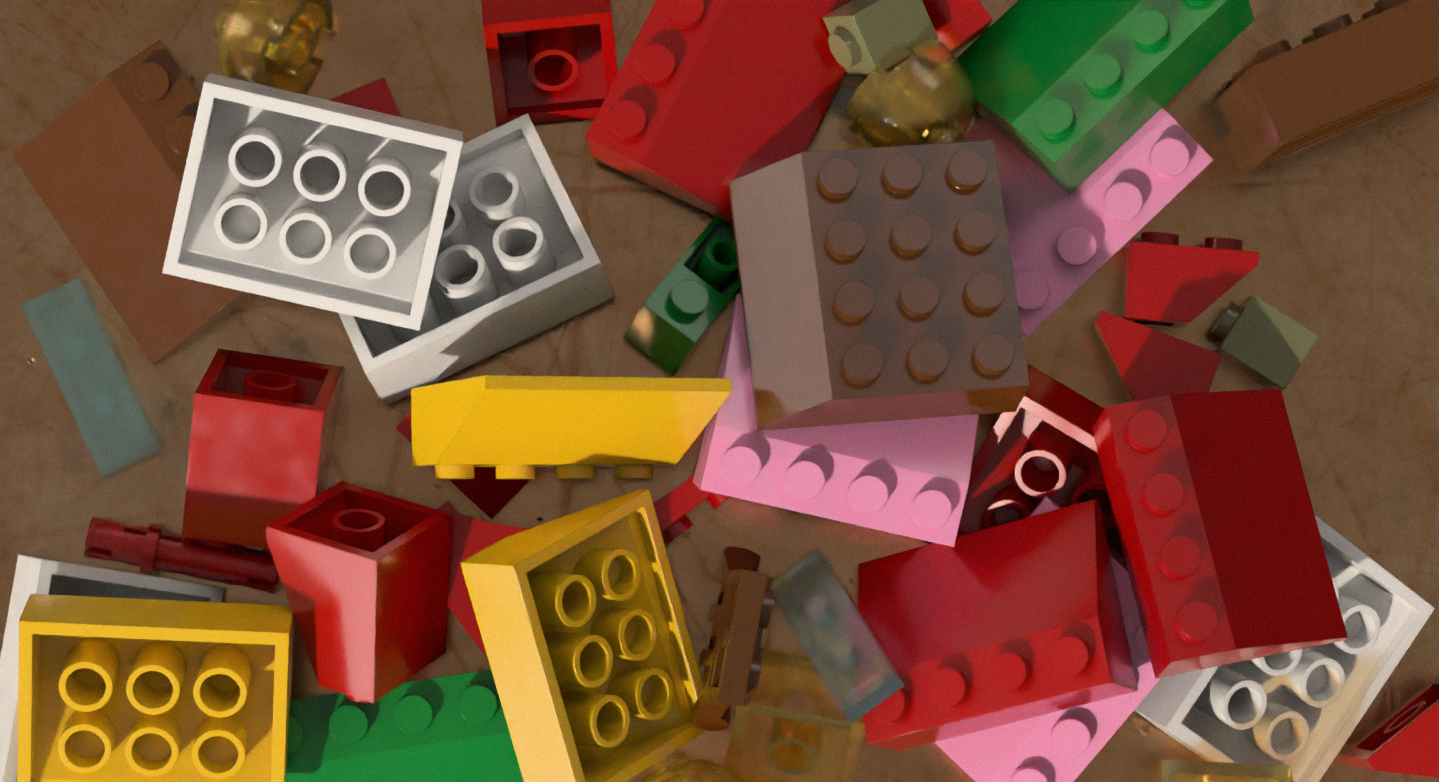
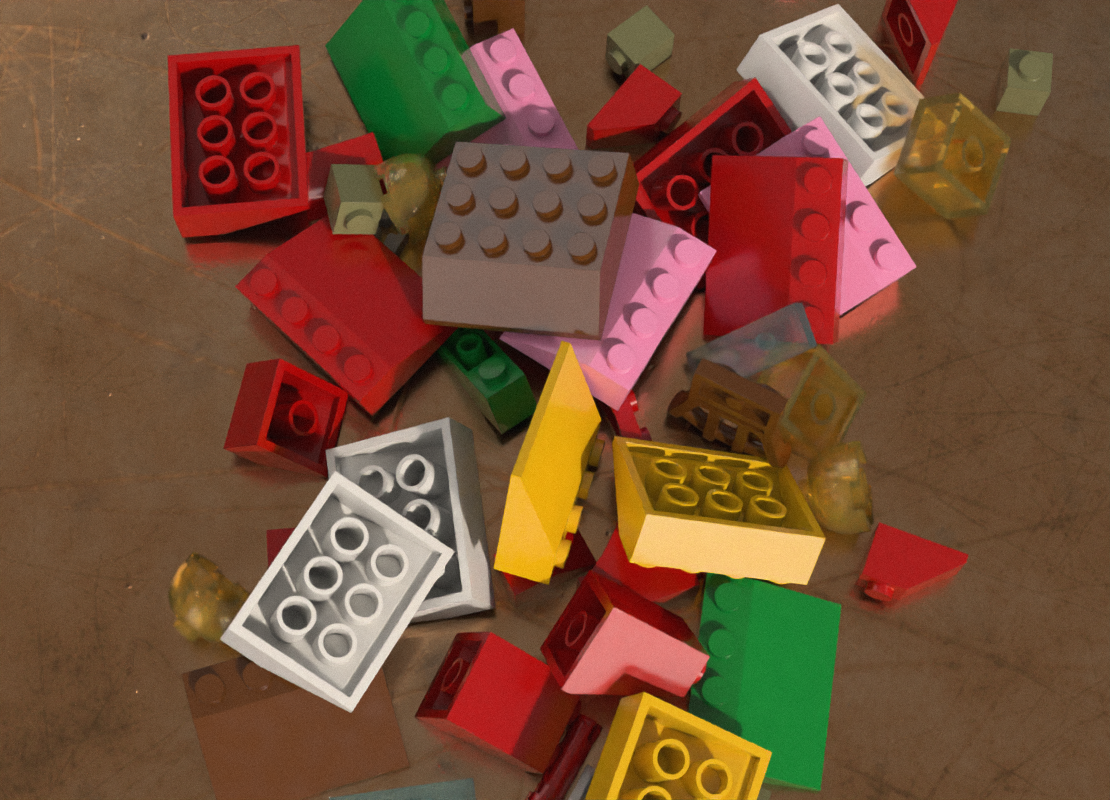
camera: 70 degrees left, 15 degrees down
(1176, 282) = (582, 81): red slope -> none
(1216, 528) = (755, 88): red slope -> none

